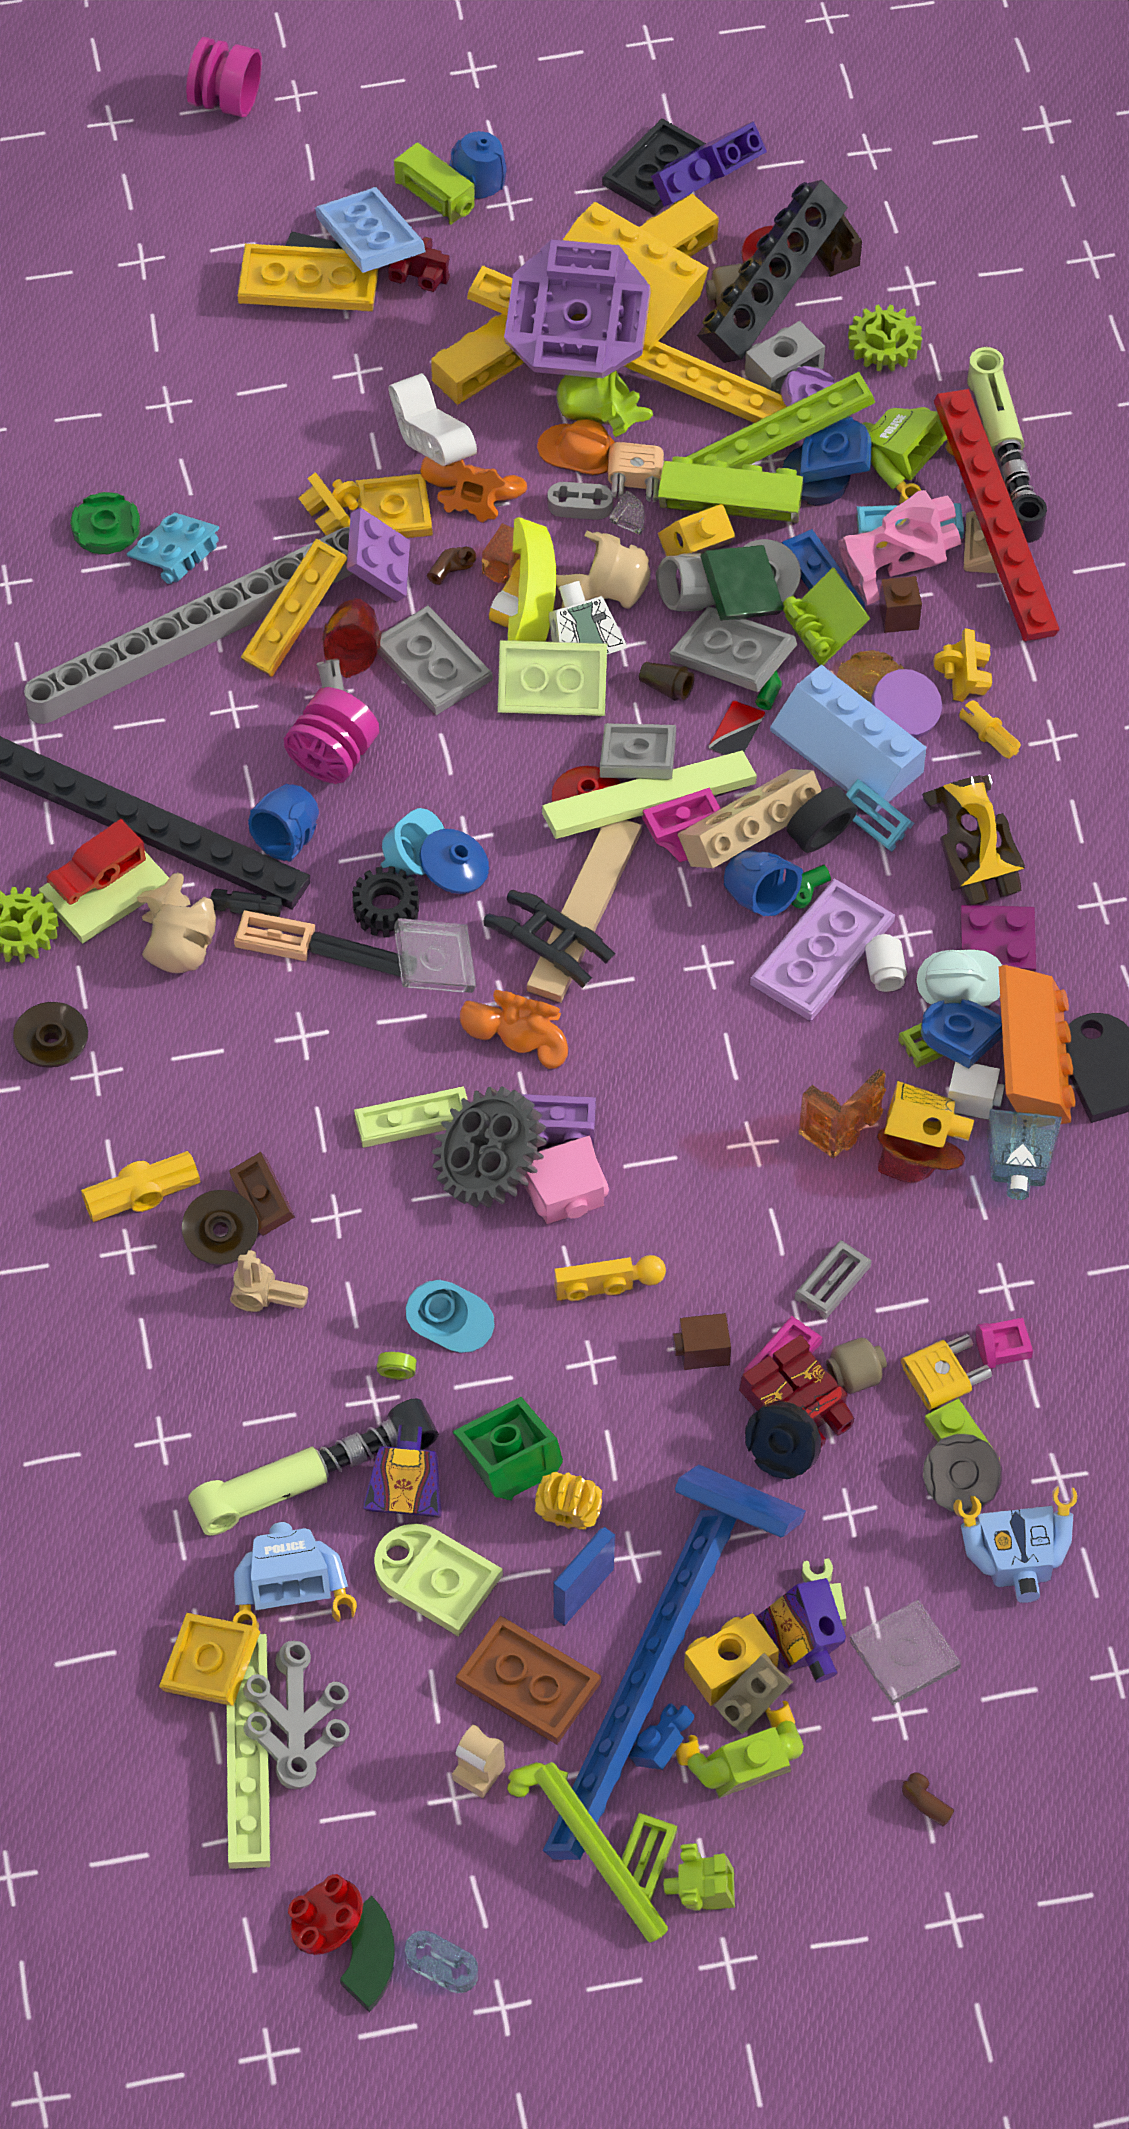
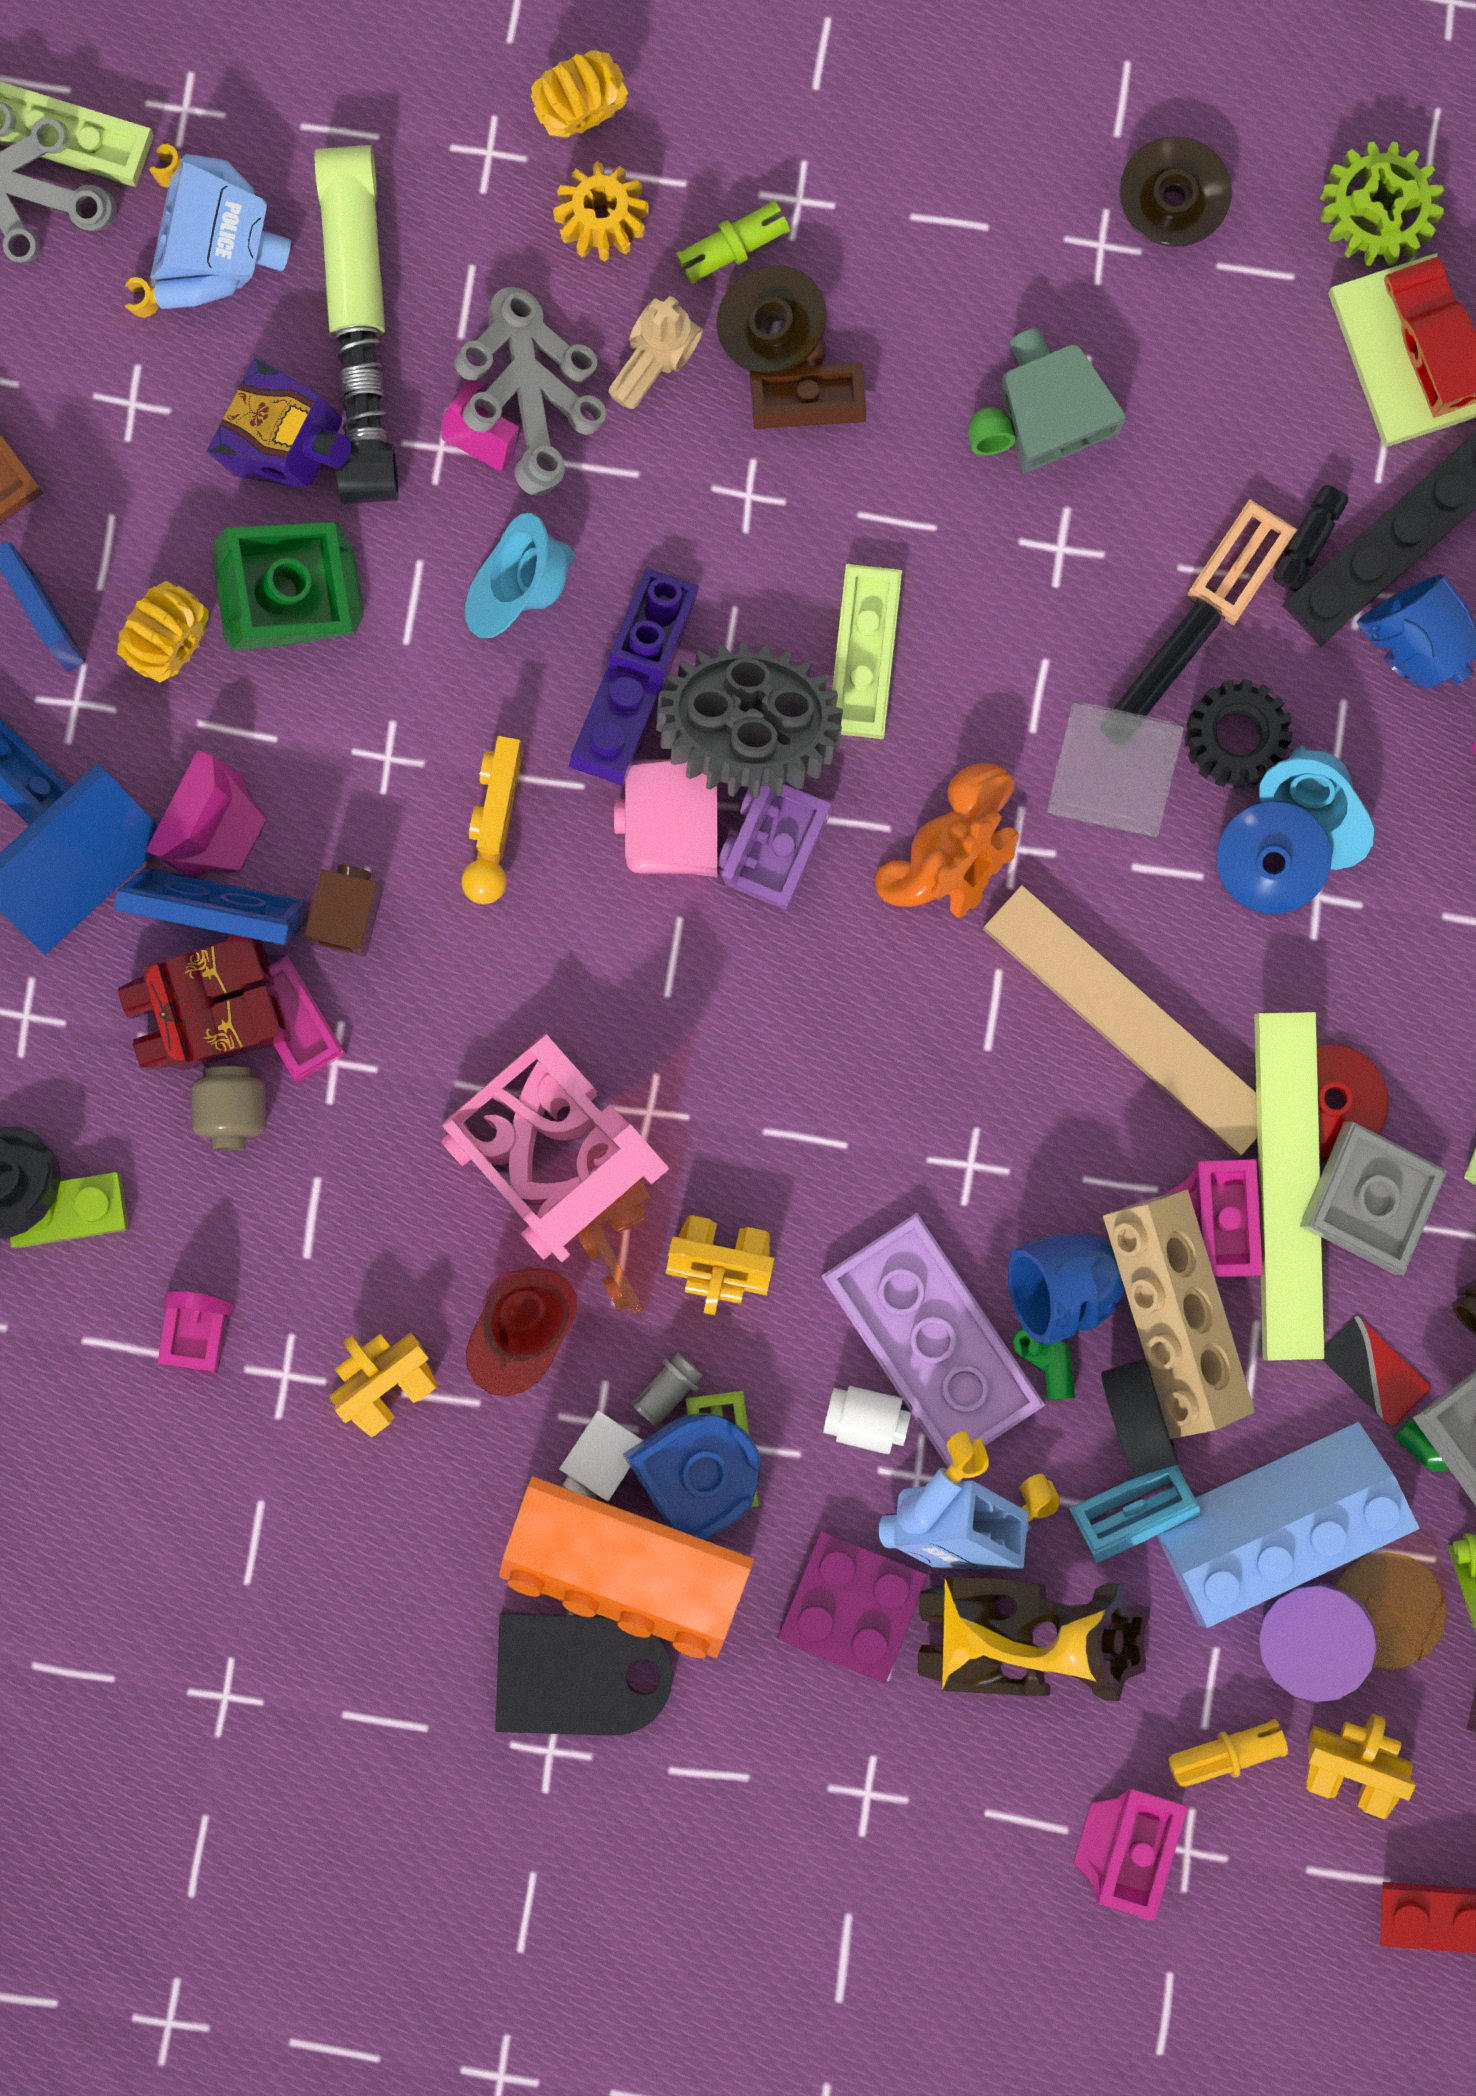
camera: 110 degrees right, 25 degrees up
(110, 1381) = (579, 93): none -> yellow gear
(140, 1186) = (882, 238): yellow piece -> none
(174, 1270) = (732, 242): none -> lime pin
(178, 931) = (1282, 414): tan piece -> none
(179, 1336) = (579, 215): none -> yellow gear
(209, 1659) = (123, 96): yellow tile -> none
(214, 1058) = (1055, 402): none -> sand green torso
(243, 1089) = (990, 432): none -> bright green hinge
(316, 1351) = (531, 383): none -> light grey plant
(357, 1374) = (491, 447): none -> dark pink tile
(396, 1365) = (468, 484): lime tile -> none
(437, 1575) = (138, 433): yellowish green tile -> none
(484, 1231) = (634, 677): none -> dark purple slope
(555, 951) = (1081, 978): black piece -> none
(678, 1439) = (208, 820): none -> dark pink slope
(735, 1405) = (212, 905): none -> blue tile
(757, 1185) = (566, 1204): none -> bright pink fence
(783, 1439) = (135, 954): black tile -> none
(815, 1302) = (408, 1175): light grey tile -> none
(824, 1053) = (718, 1270): none -> yellow hips
(910, 1114) = (572, 1356): yellow torso -> none
(916, 1072) = (667, 1389): none -> light grey pin
(927, 886) = (961, 1521): none -> light blue torso
(938, 1373) = (177, 1218): yellow piece -> none
(959, 976) = (800, 1521): light aqua piece -> none
(984, 1224) = (400, 1364): none -> yellow hips
(1021, 1149) = (474, 1483): clear light blue torso -> none
(1067, 759) = (1130, 1850): none -> dark pink slope

